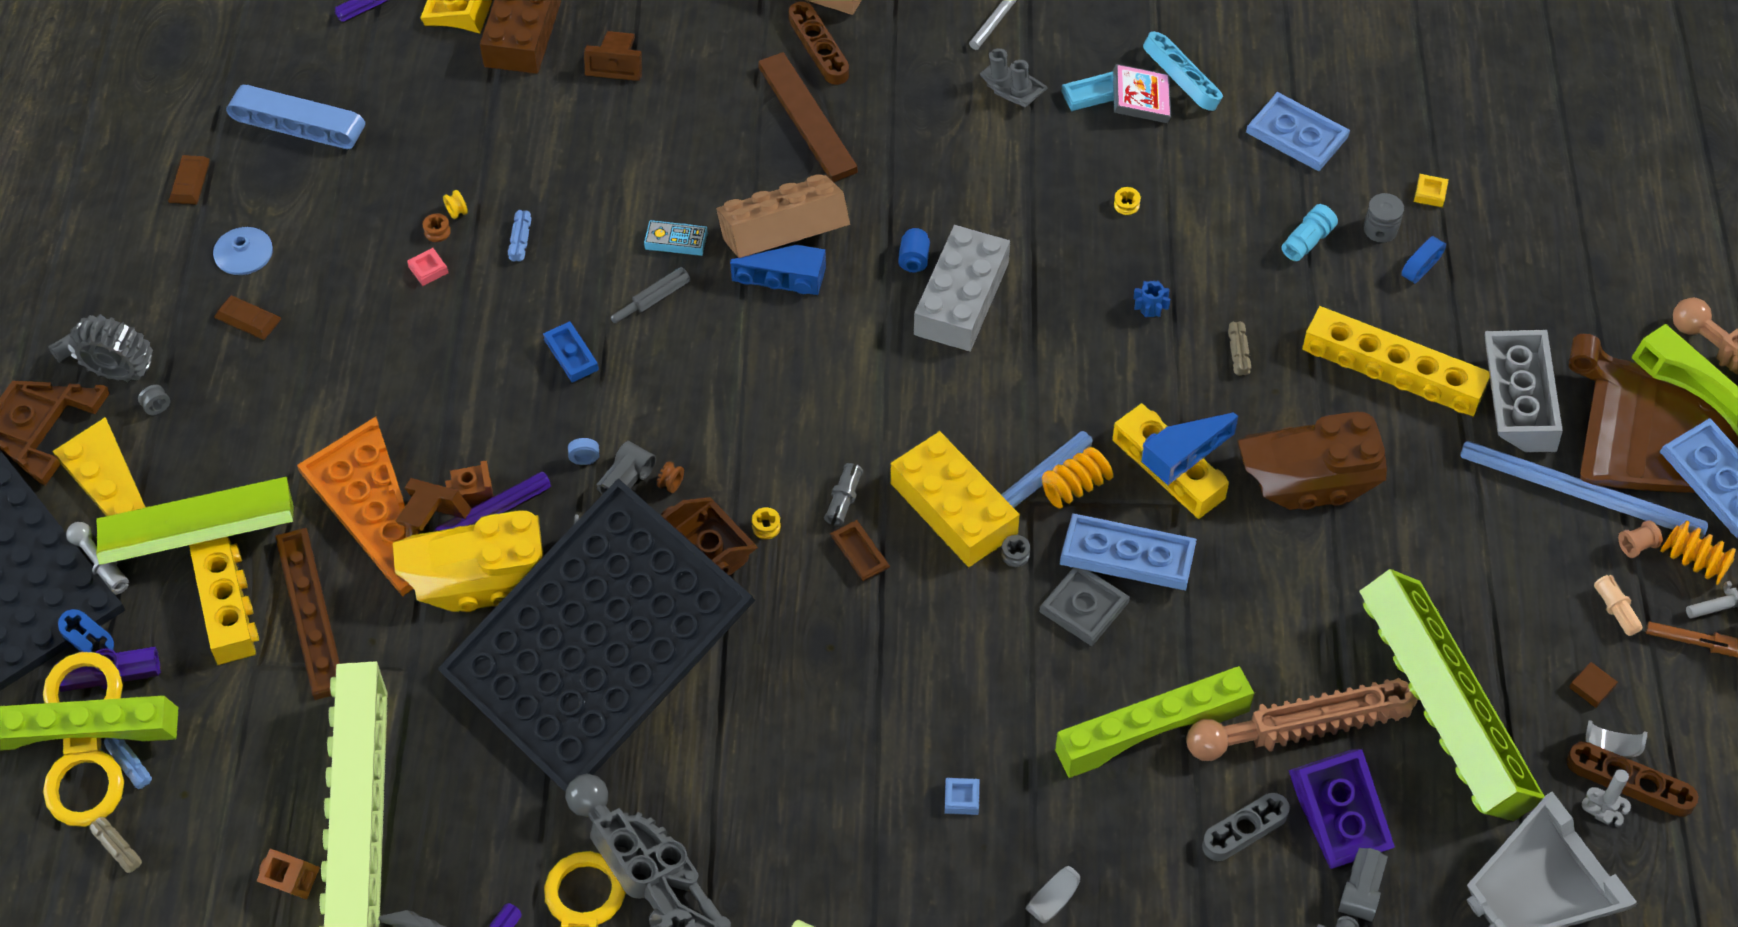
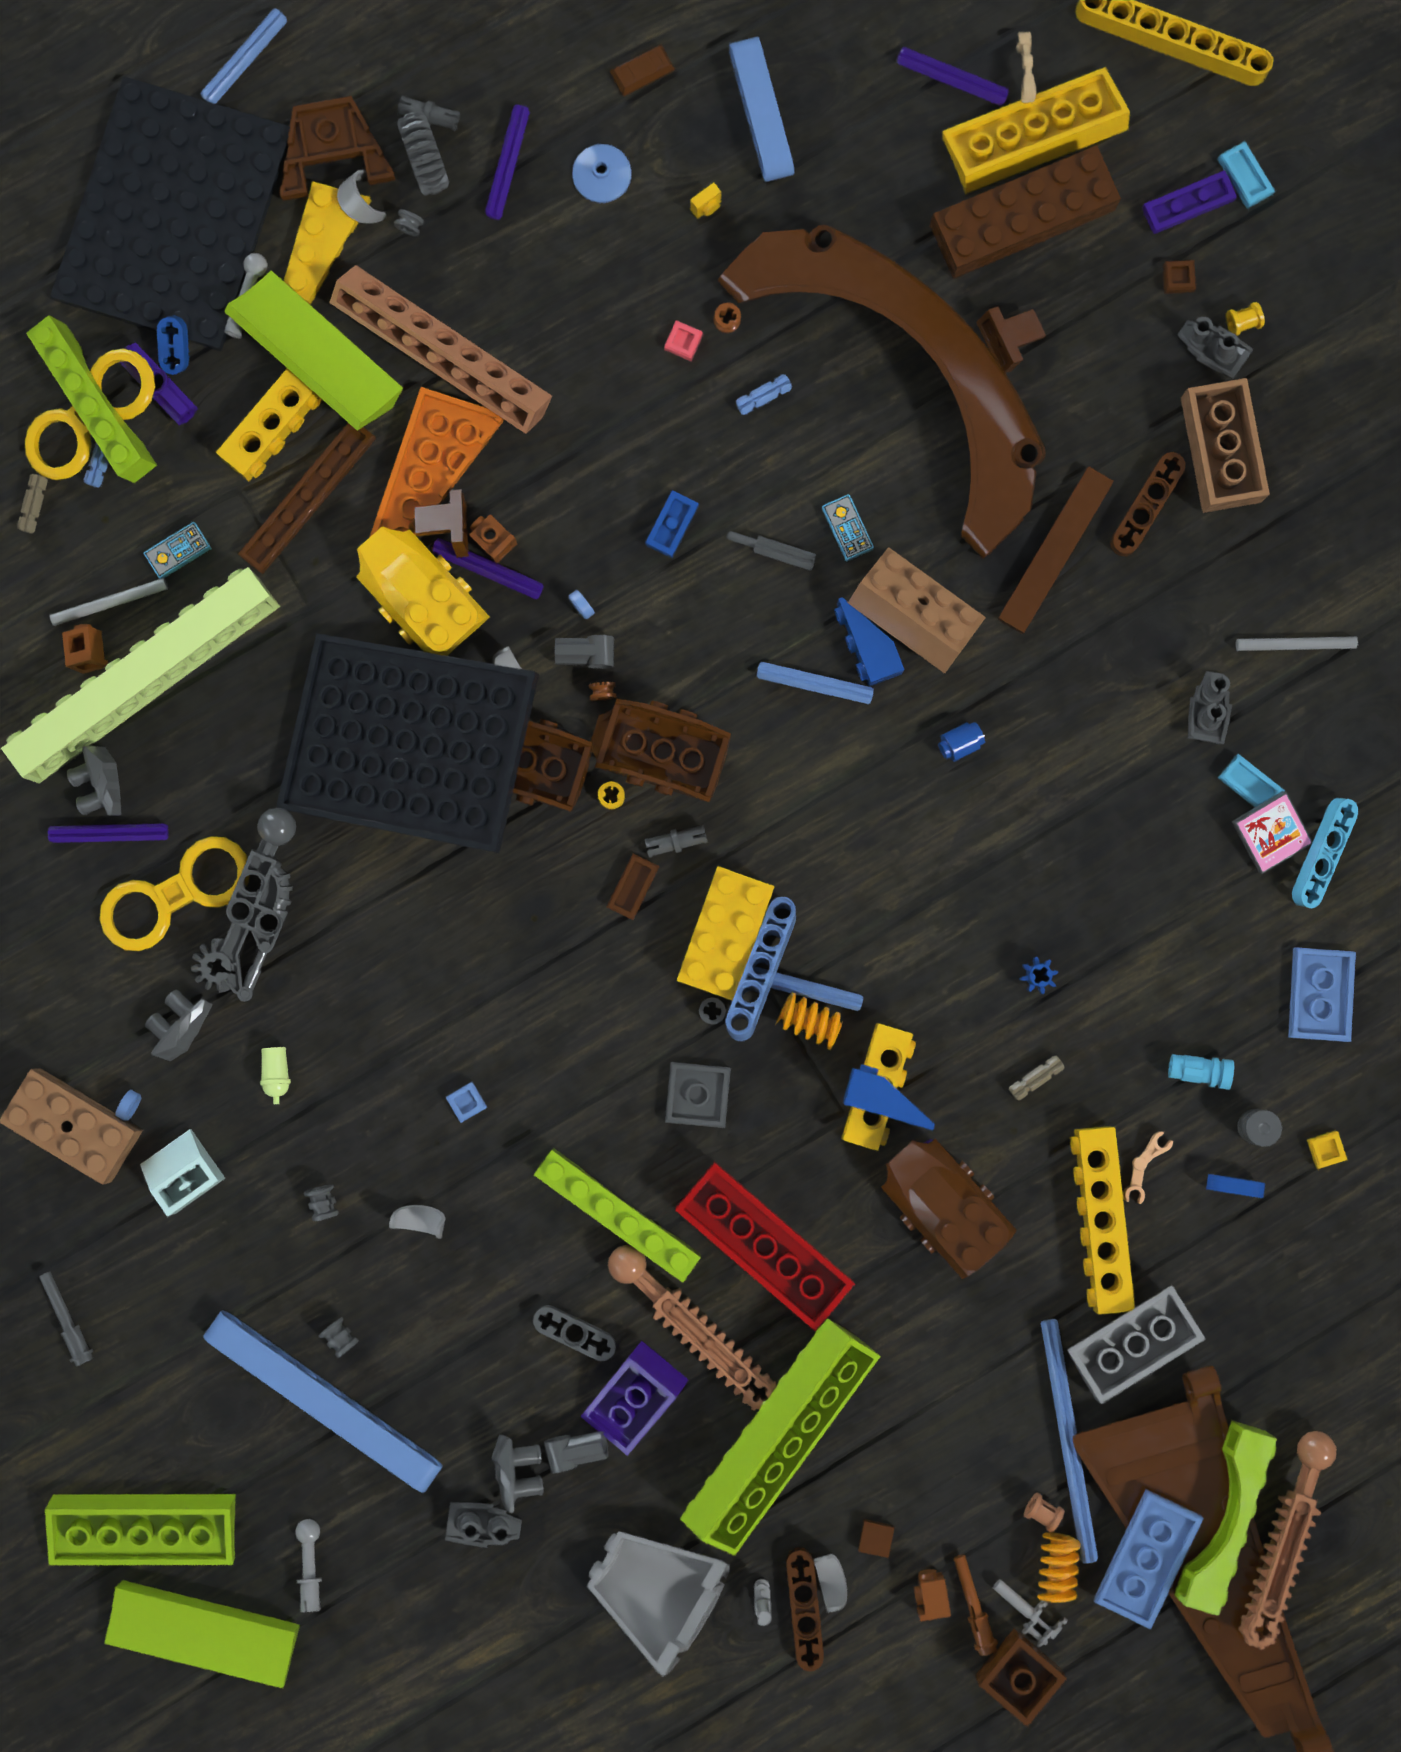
camera: 55 degrees right, 30 degrees up
(101, 425) = (354, 204): none -> light grey helmet
(172, 306) = (507, 162): none -> dark purple axle
(247, 317) = (539, 231): reddish brown tile -> none
(261, 833) = (108, 602): none -> light grey bar
(266, 745) = (177, 550): none -> tile
(278, 431) = (440, 349): none -> nougat brick
(332, 188) = (706, 201): none -> yellow plate
(432, 155) = (989, 403): none -> reddish brown panel
(455, 204) = (757, 317): yellow bush -> none
(753, 450) = (660, 748): none -> reddish brown slope
(785, 326) = (815, 682): none -> medium blue axle
(961, 288) = (945, 807): light grey brick -> none
(1035, 508) = (761, 954): none -> medium blue beam
(1127, 193) = (1144, 897): yellow bush -> none
(1128, 551) = (766, 1103): medium blue tile -> none
(1259, 616) = (765, 1246): none -> red brick
(1356, 301) = (1140, 1163): none -> light nougat piece
(1618, 604) = (965, 1524): light nougat axle -> none
(1673, 663) = (931, 1595): none -> dark orange brick

